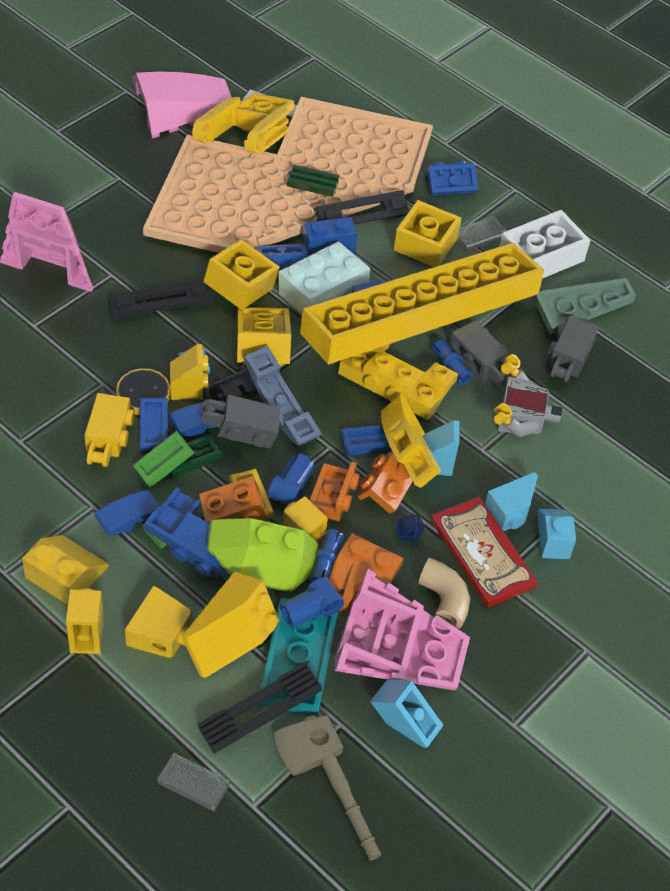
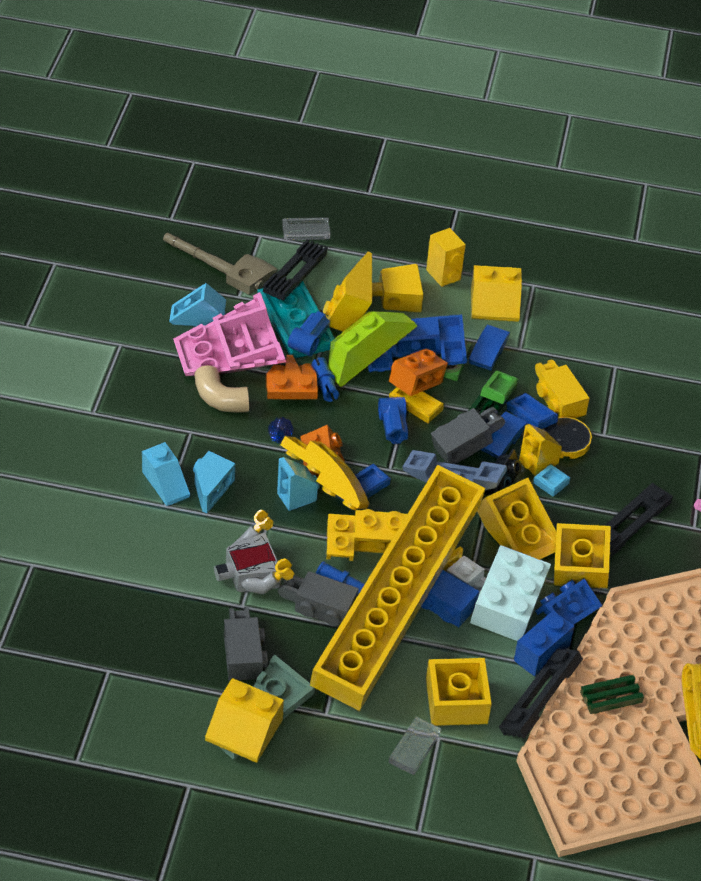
camera: 150 degrees right, 5 degrees down
(306, 517) = (360, 392): yellow brick -> none
(333, 490) = (356, 424): orange bracket -> none
(452, 179) = (490, 792): blue bracket -> none
(483, 552) = (201, 432): tile -> none
(550, 241) = (336, 738): white brick -> none
(607, 283) = (245, 720): none -> yellow slope

